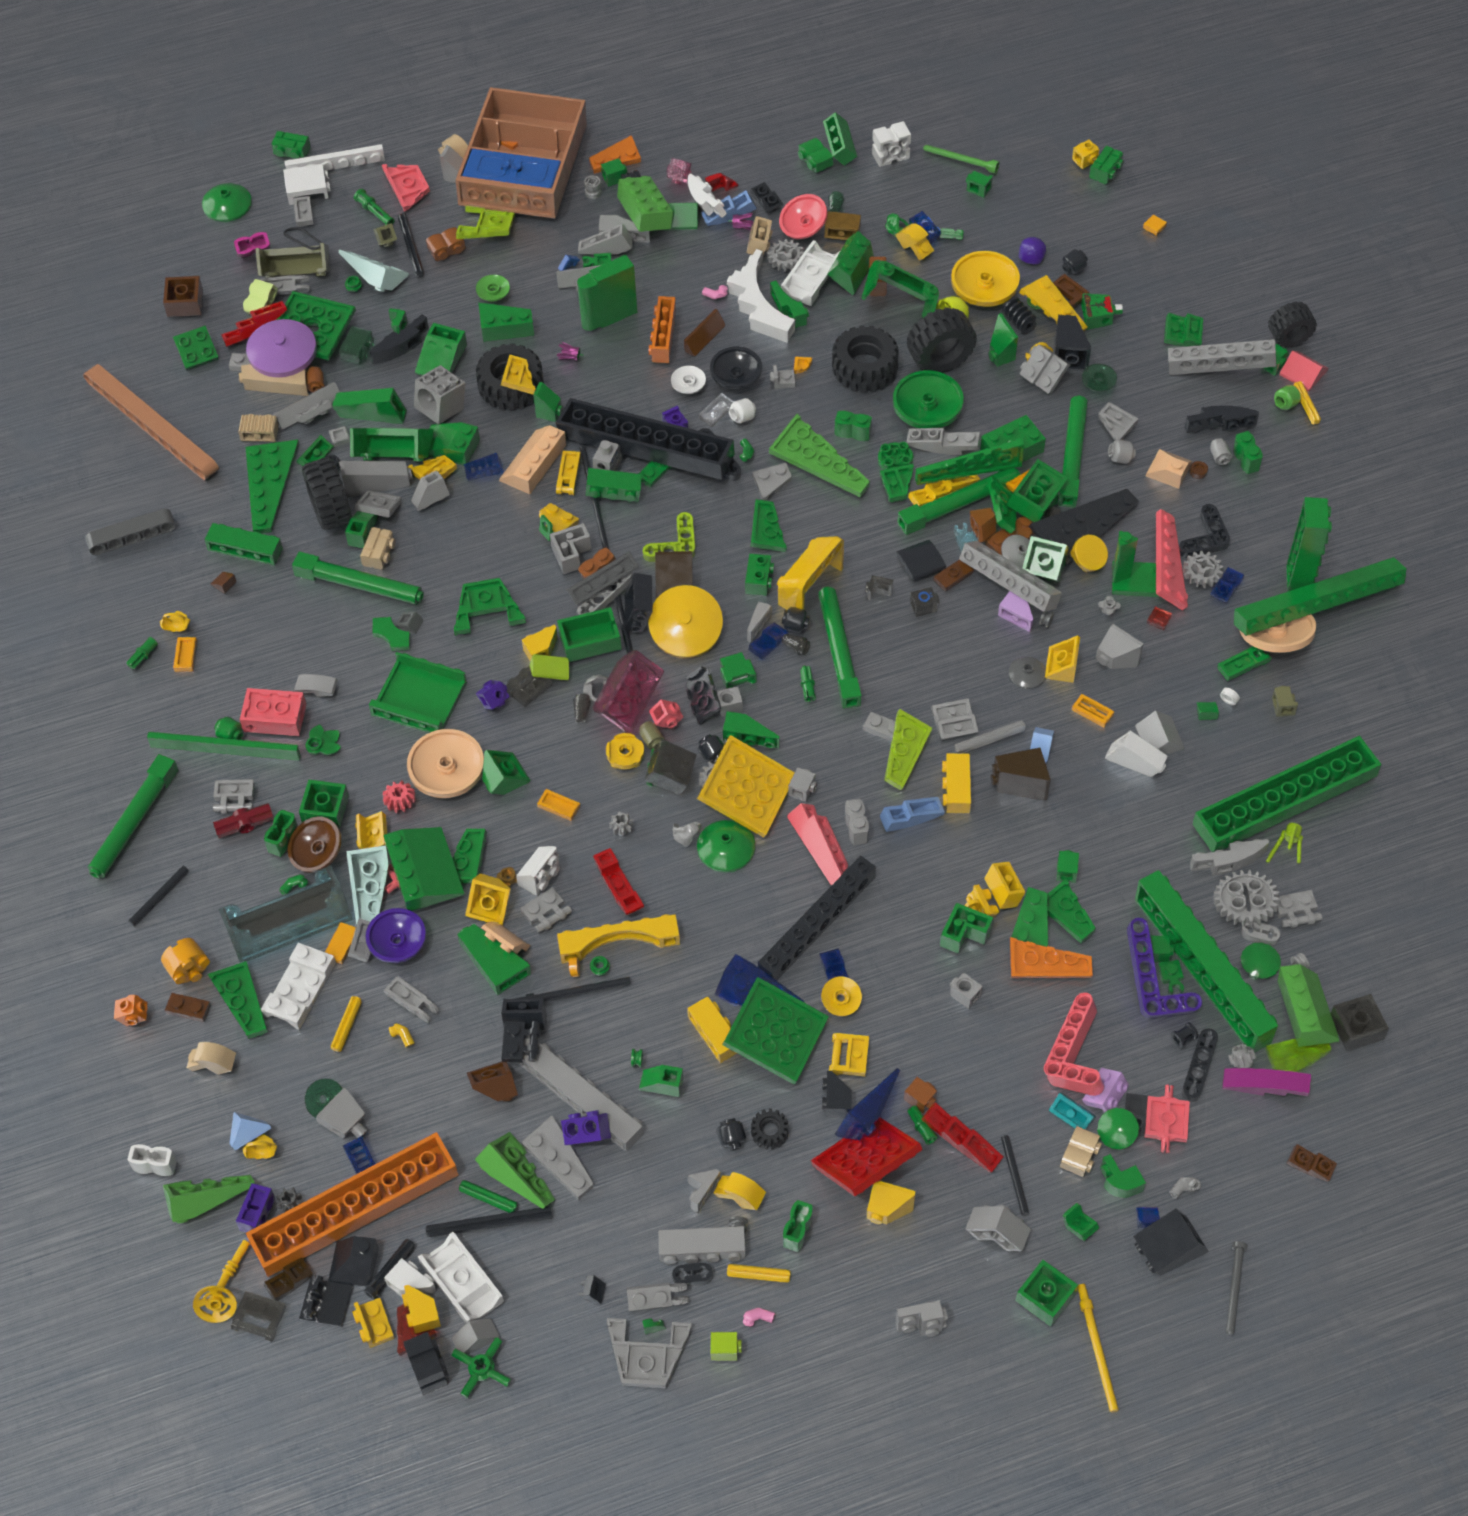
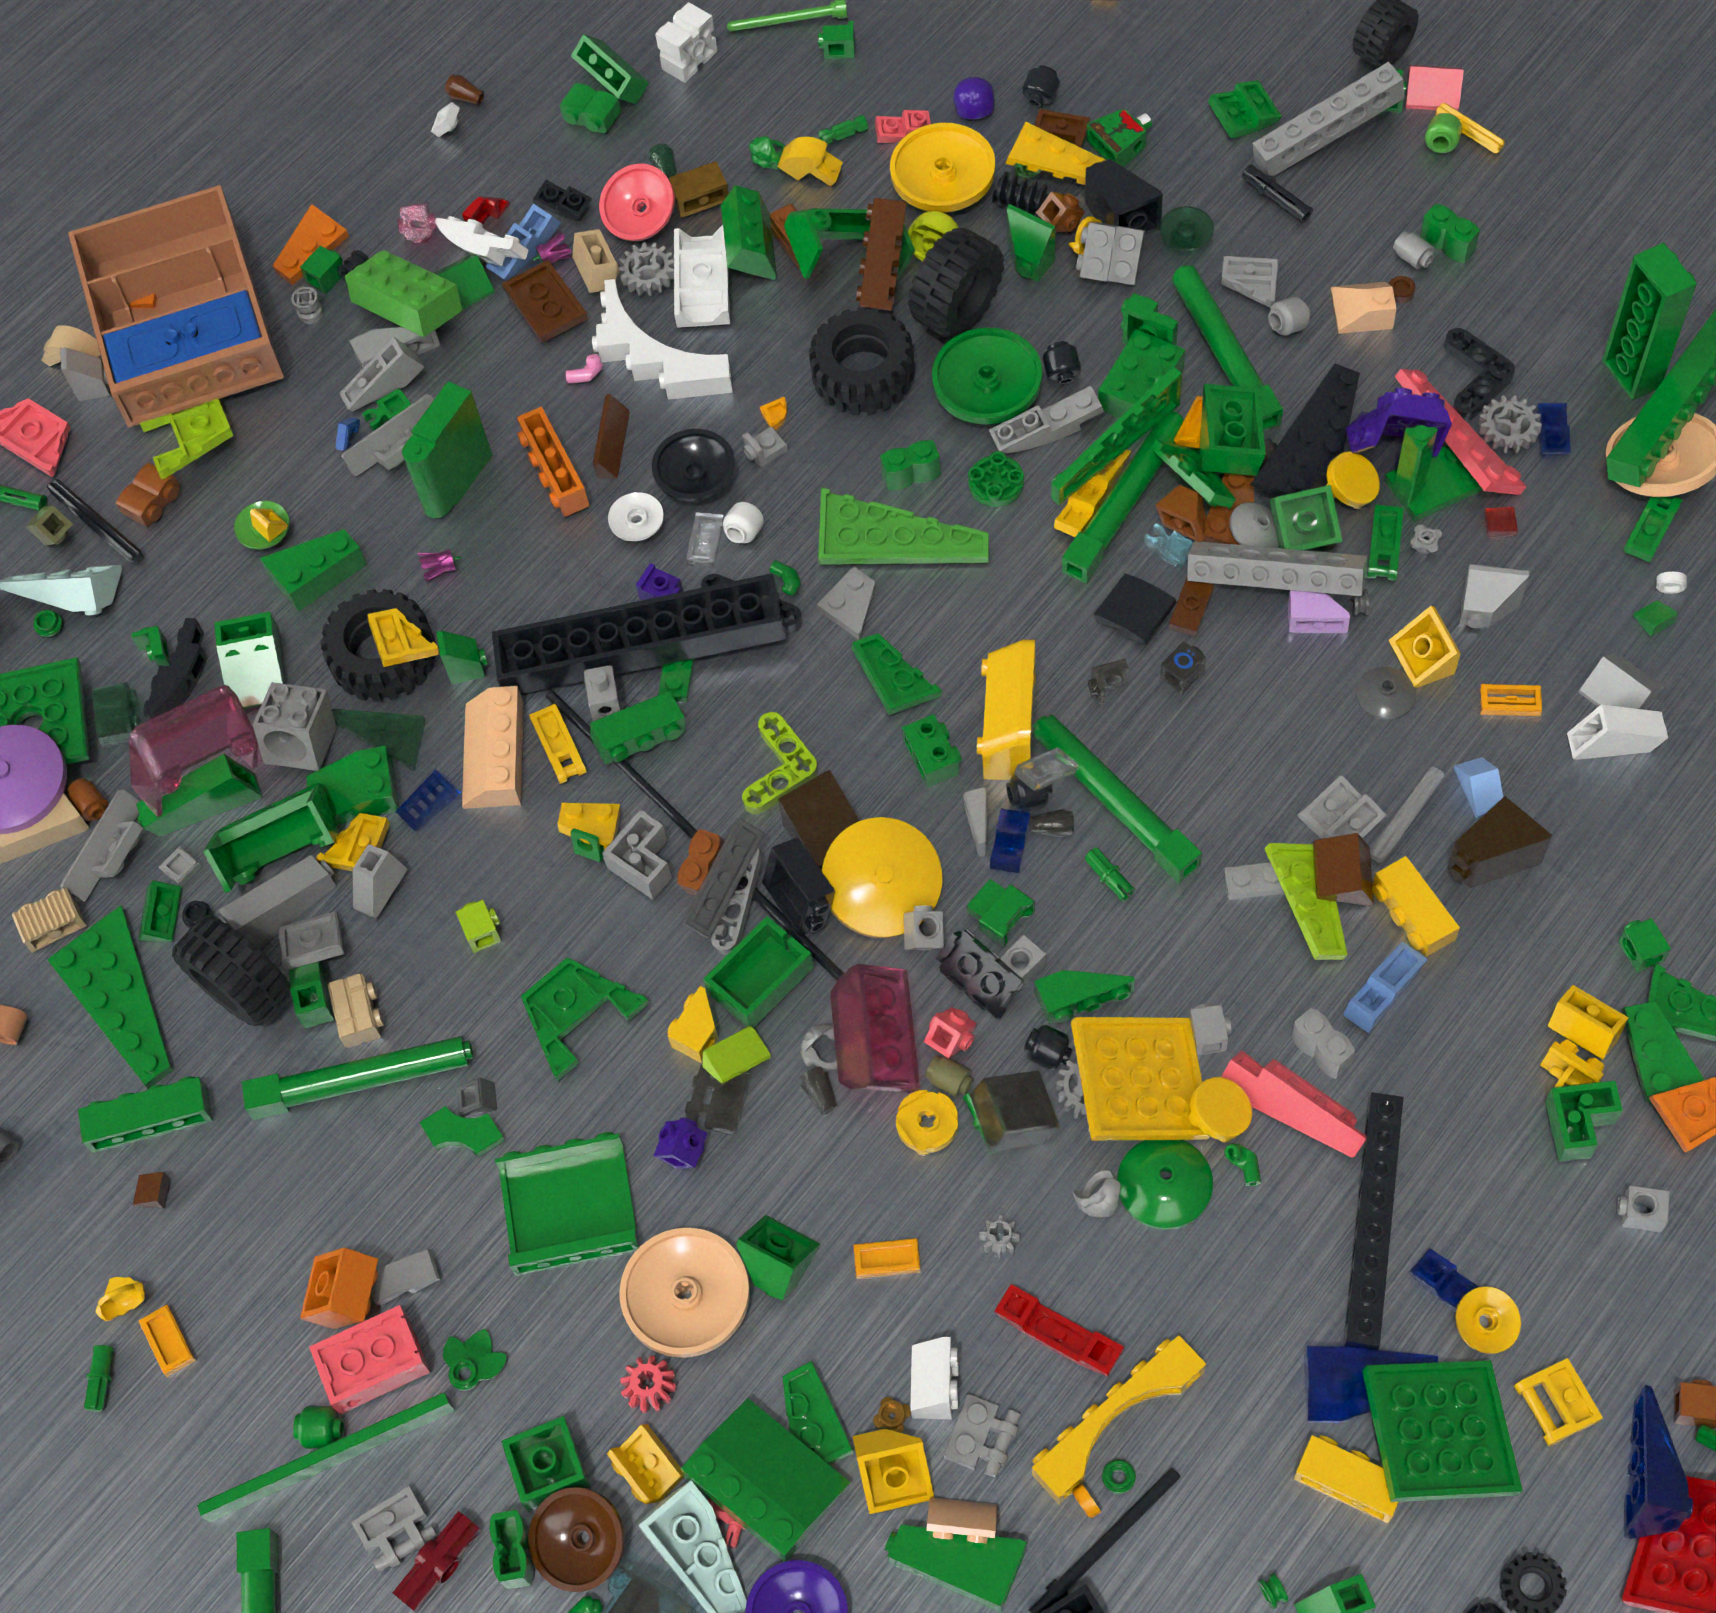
camera: 25 degrees left, 5 degrees up
(280, 670) = (339, 1288): none -> orange brick
(379, 368) = (186, 737): none -> clear pink windscreen
(466, 540) = (479, 925): none -> lime brick
(490, 426) = (398, 732): none -> clear green wing
(495, 287) = (267, 523): none -> yellow slope
(685, 665) = (914, 938): none -> light grey brick
(719, 245) = (545, 301): none -> reddish brown plate
(733, 125) = (445, 120): none -> white plate
(753, 112) = (461, 89): none -> reddish brown cone
(774, 856) = (1245, 1160): none -> green arm
(778, 823) = (1220, 1109): none -> yellow tile
(788, 306) = (699, 338): green slope -> none
(808, 611) = (1046, 769): none -> clear plate
(838, 1096) = (1591, 1478): black slope -> none
(897, 481) = (1024, 514): green wing -> none
(912, 306) = (882, 254): none -> reddish brown wedge
(926, 223) = (801, 127): clear blue slope -> none
(932, 744) = (1343, 869): none -> reddish brown slope
(975, 244) = (896, 128): none -> coral slope
(975, 413) = (1061, 362): none -> black head
(1033, 333) = (1061, 211): none -> dark orange brick
(1034, 409) = (1143, 315): none -> green plate
(1085, 595) = (1385, 541): none -> green plate
(1130, 522) = (1396, 413): none -> dark purple slope
(1161, 369) = (1255, 176): none -> black pin
(1225, 416) = (1381, 201): black slope -> none

